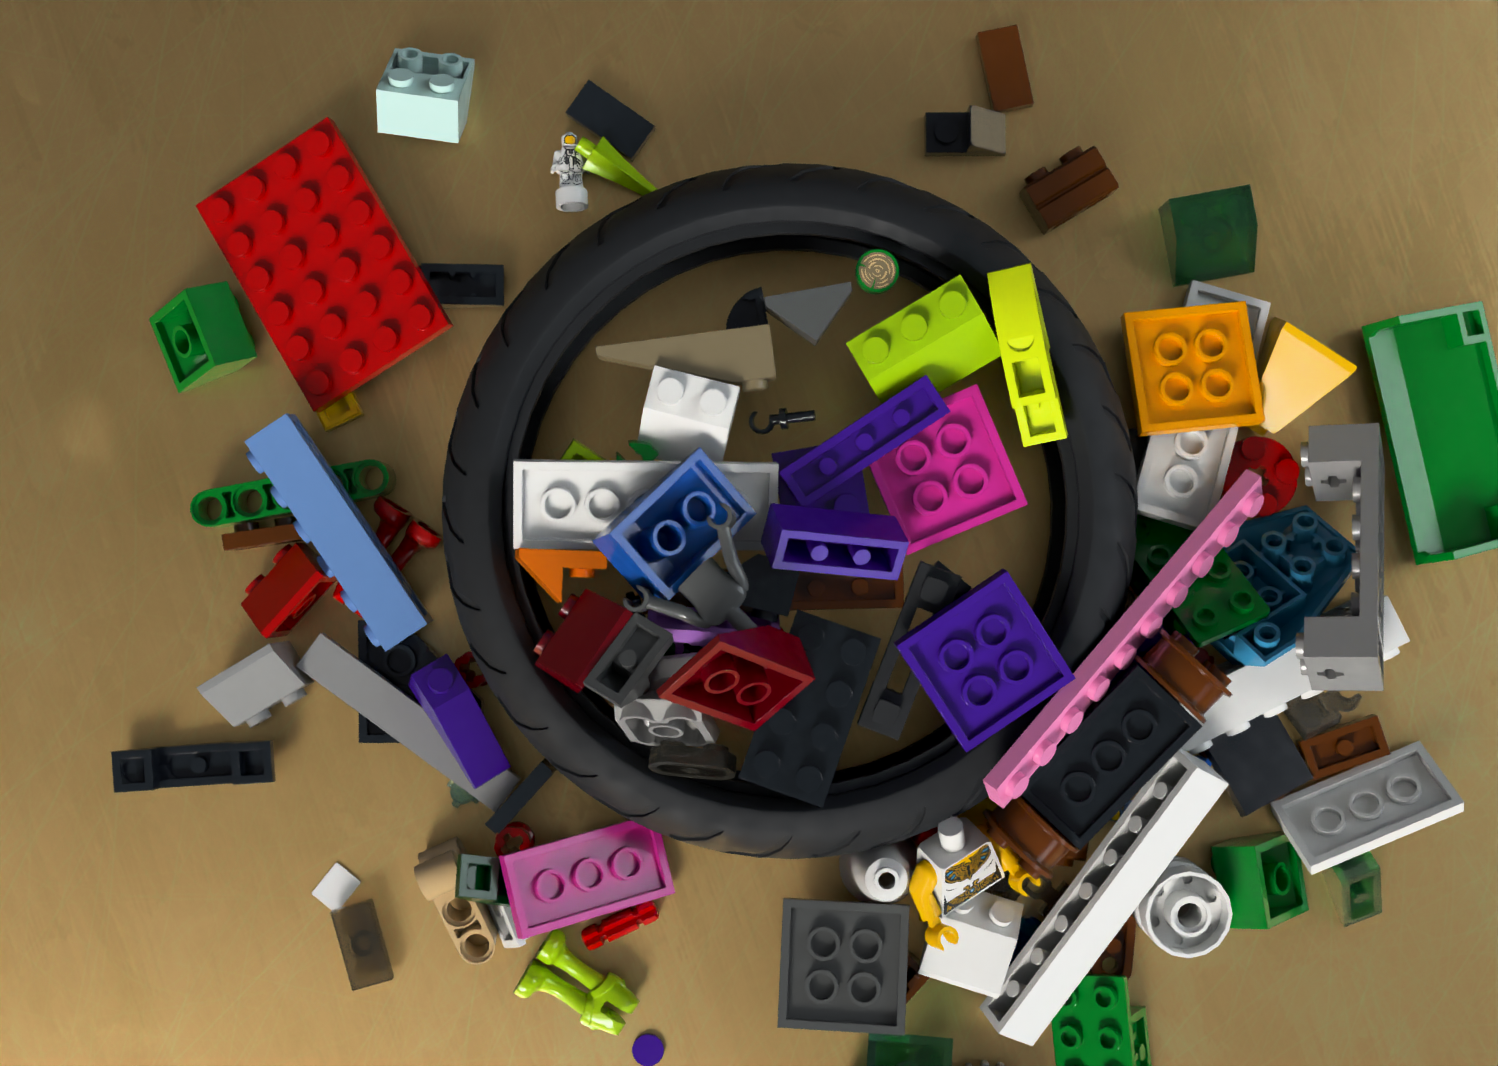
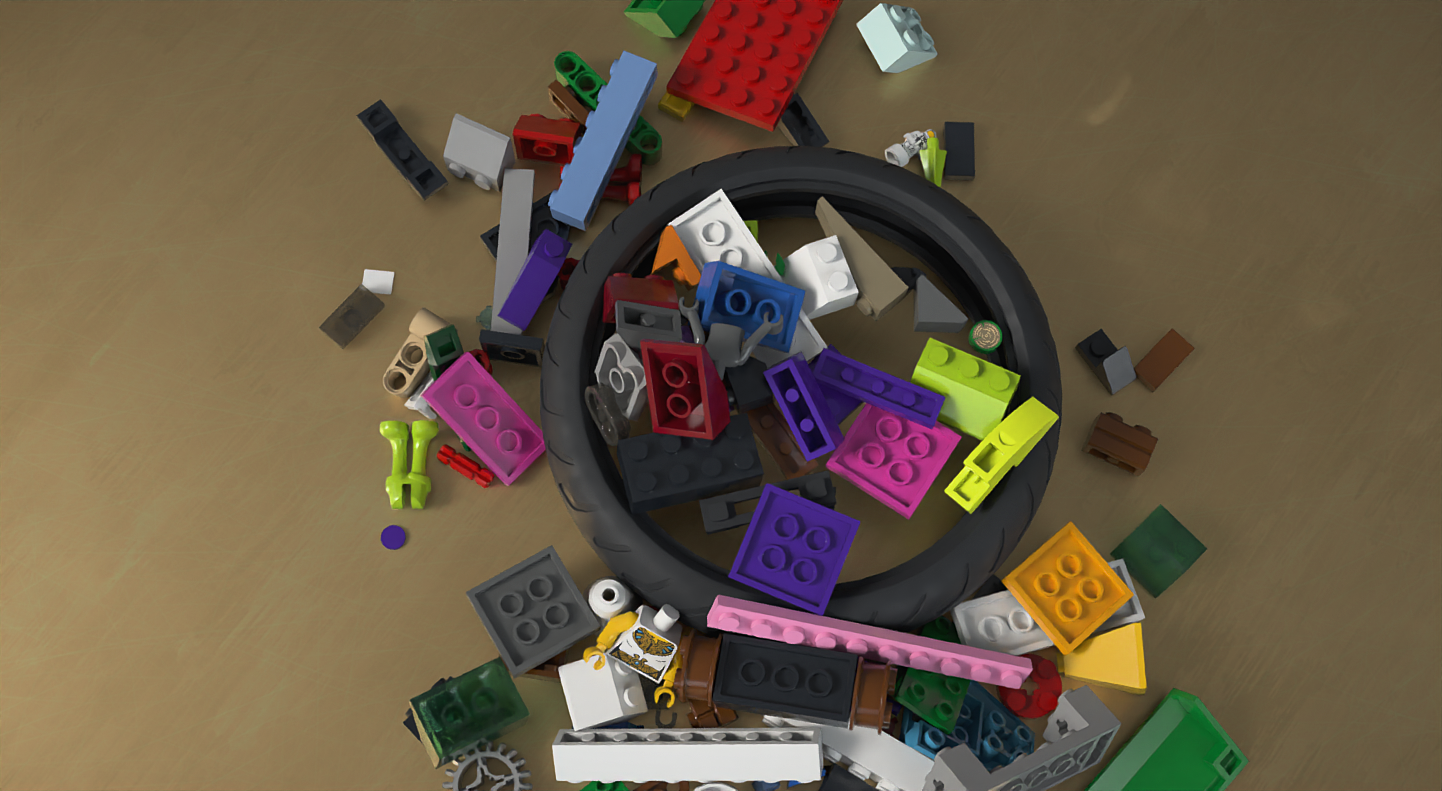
camera: 50 degrees right, 15 degrees down
(782, 419) = (856, 338): black hand -> none

